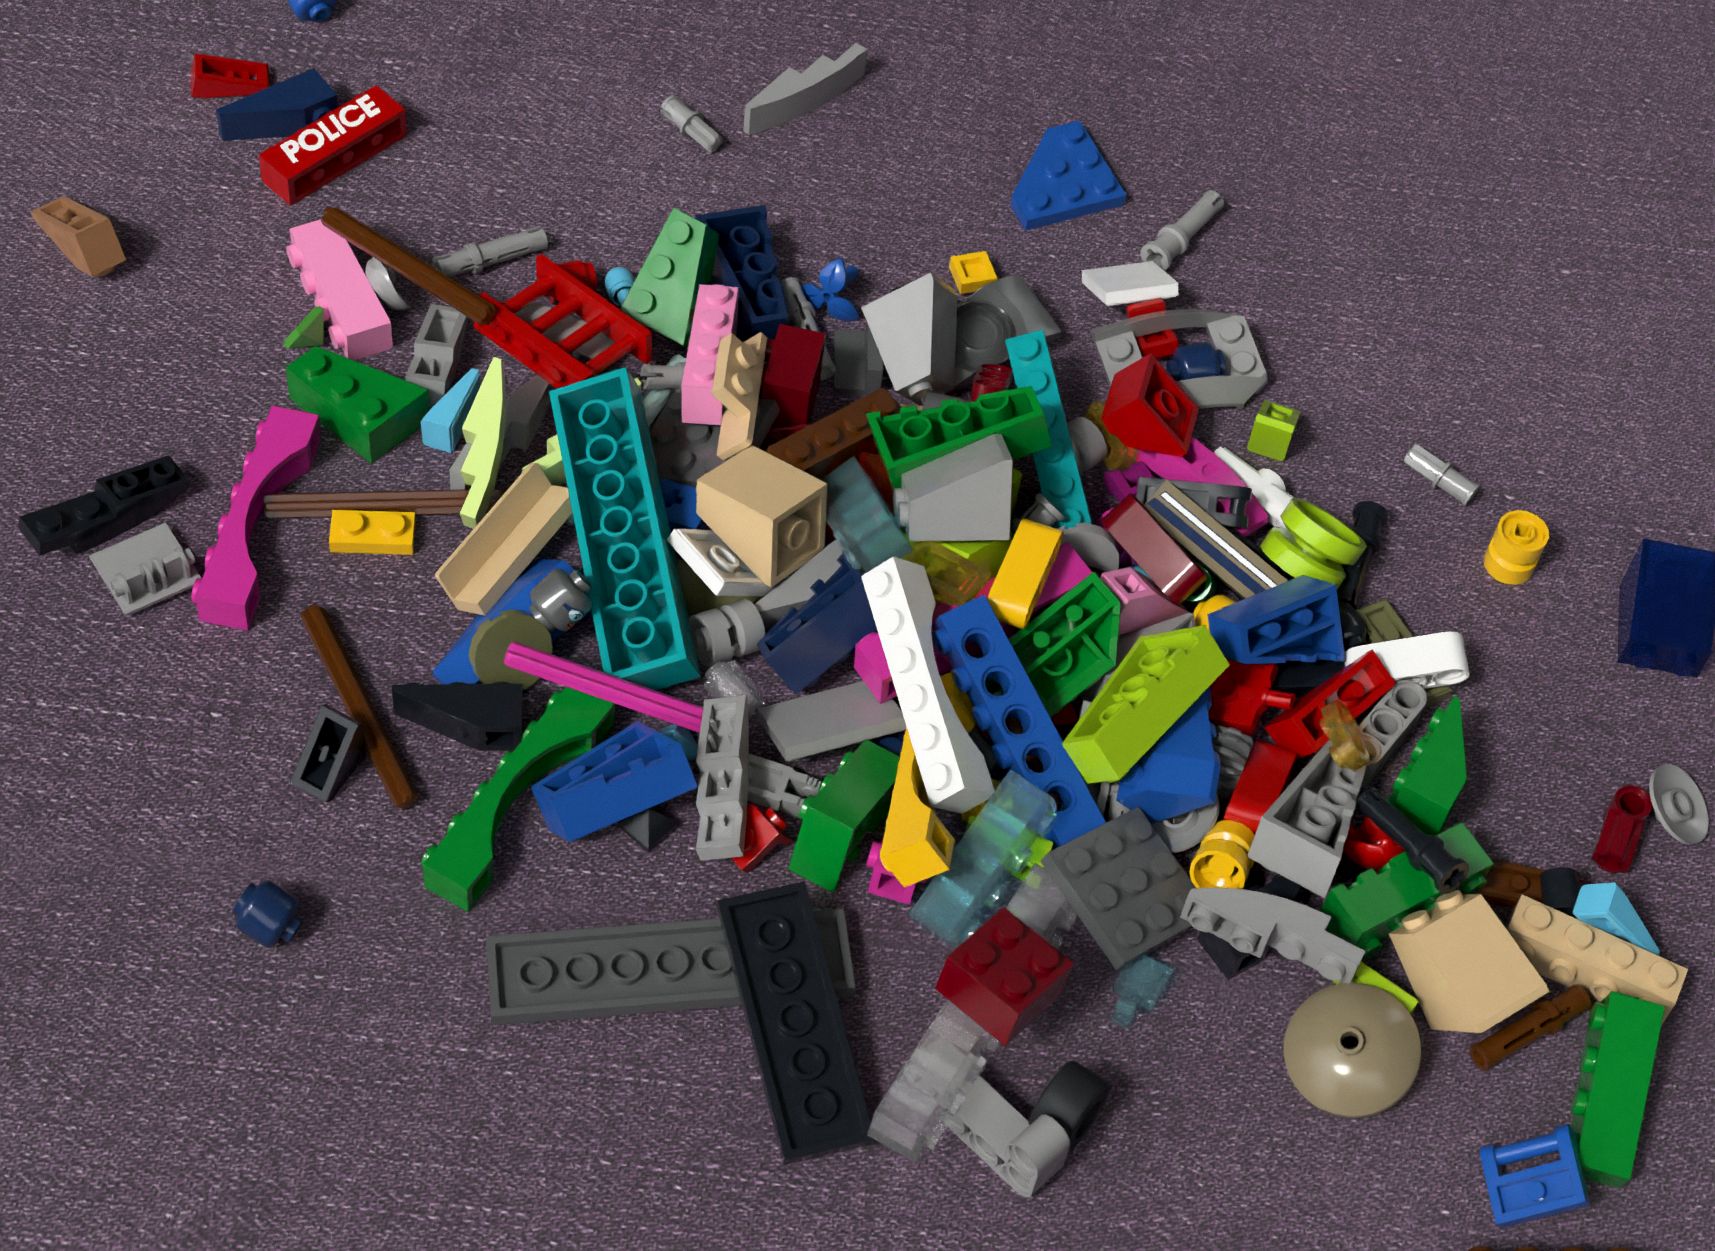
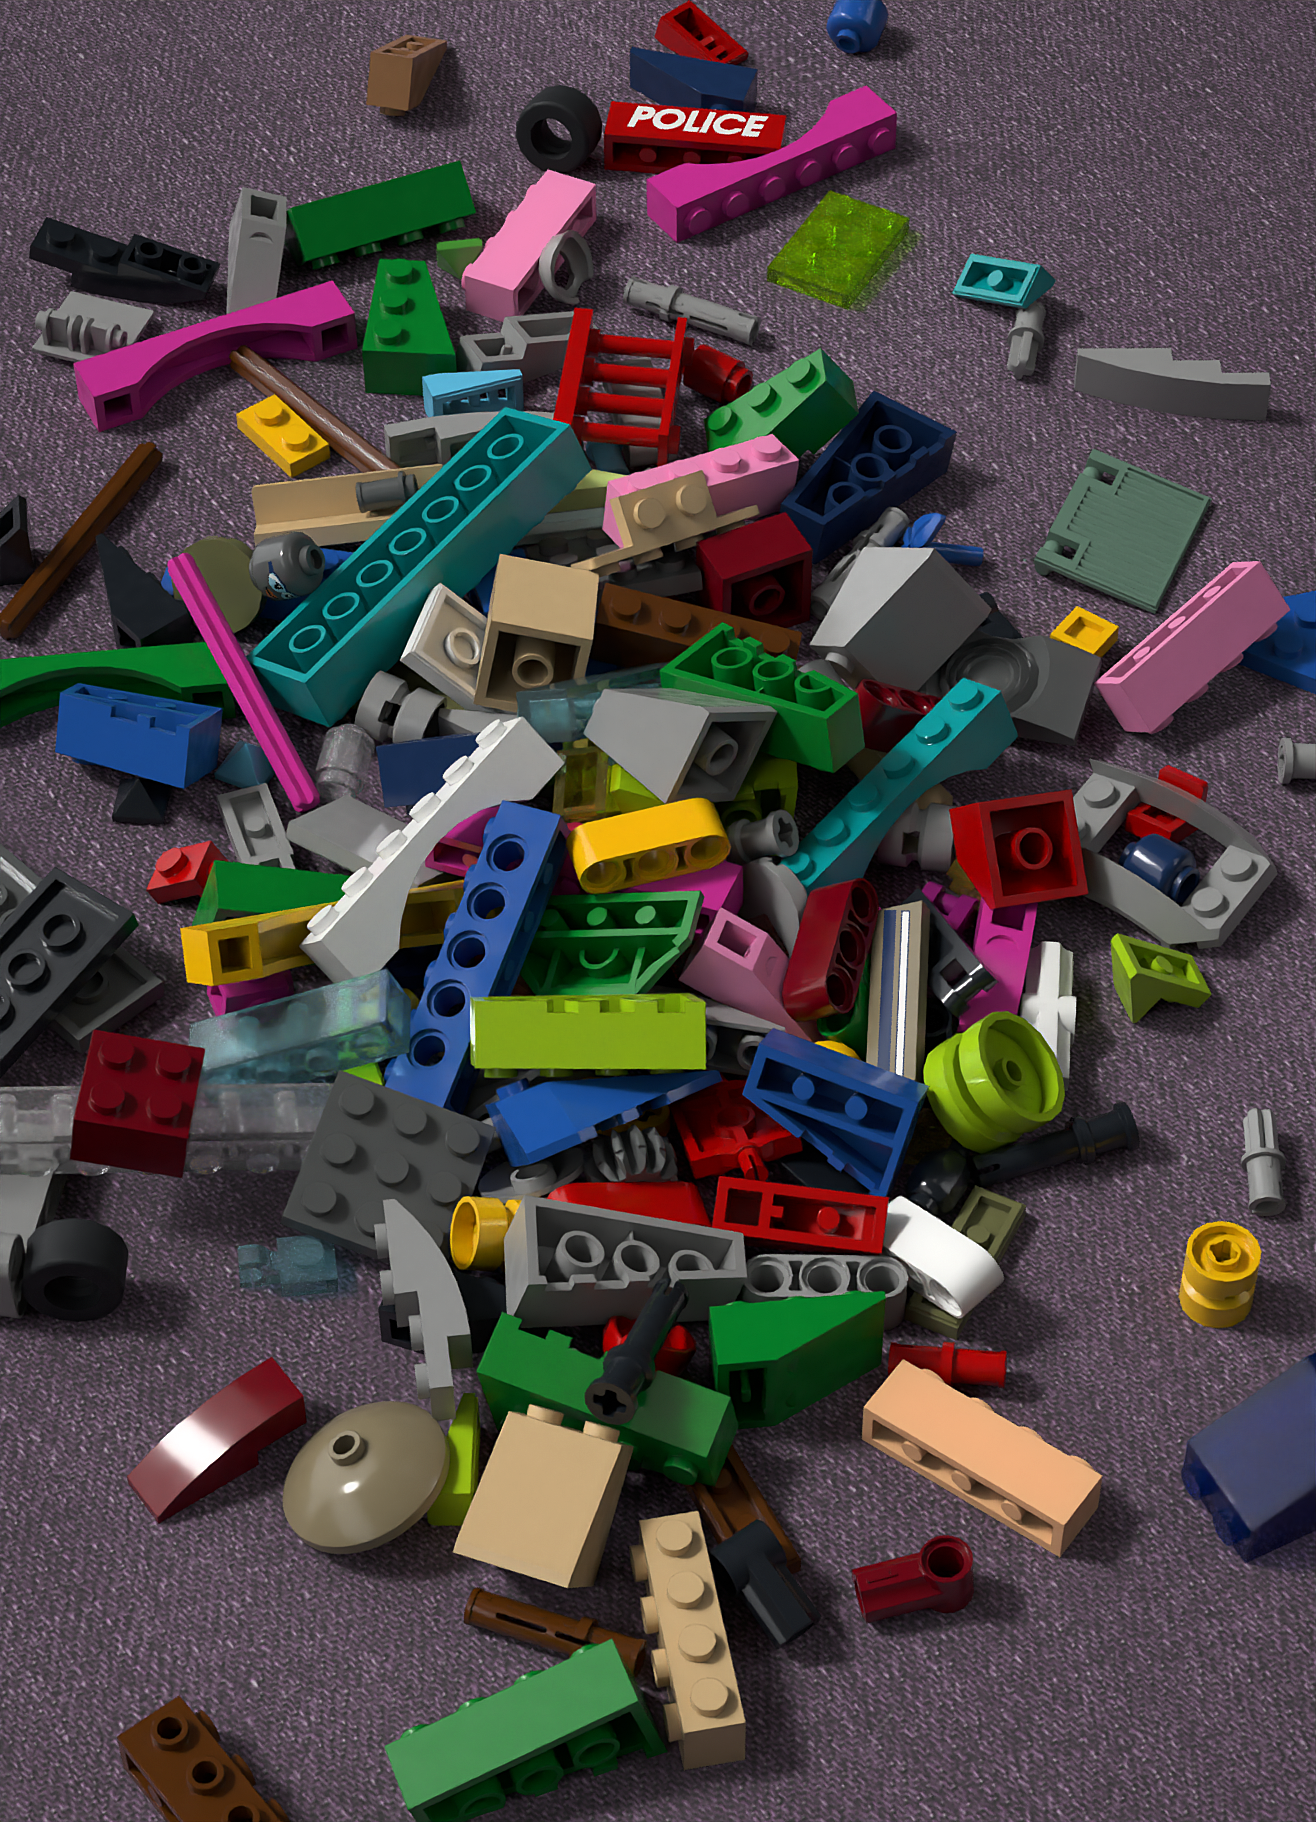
camera: 60 degrees right, 5 degrees down
(185, 429) = (255, 248): none -> light grey slope
(213, 344) = (378, 214): none -> green slope
(236, 184) = (575, 113): none -> black tyre
(389, 175) = (706, 195): none -> dark pink arch
(408, 266) = (572, 251): reddish brown axle -> none
(485, 431) = (439, 412): yellowish green slope -> none
(508, 150) = (838, 249): none -> clear neon green plate
(524, 508) = (386, 492): none -> dark grey pin
(635, 98) = (1002, 281): none -> teal slope
(723, 778) = (231, 794): light grey slope -> none
(898, 191) = (1123, 532): none -> sand green window
(1050, 229) = (1192, 647): none -> bright pink brick
(1130, 283) = (1211, 755): white tile -> none
(1260, 1113) = (218, 1440): none -> dark red slope
(1341, 728) = (724, 1234): clear yellow plate -> none
(1478, 710) = (953, 1363): none -> red pin
(1539, 1189) = (330, 1735): blue plate -> none
(1556, 740) = (982, 1457): none -> light nougat brick
(1611, 911) = (743, 1602): medium azure slope -> none
(1678, 804) = (1032, 1612): light grey dish -> none

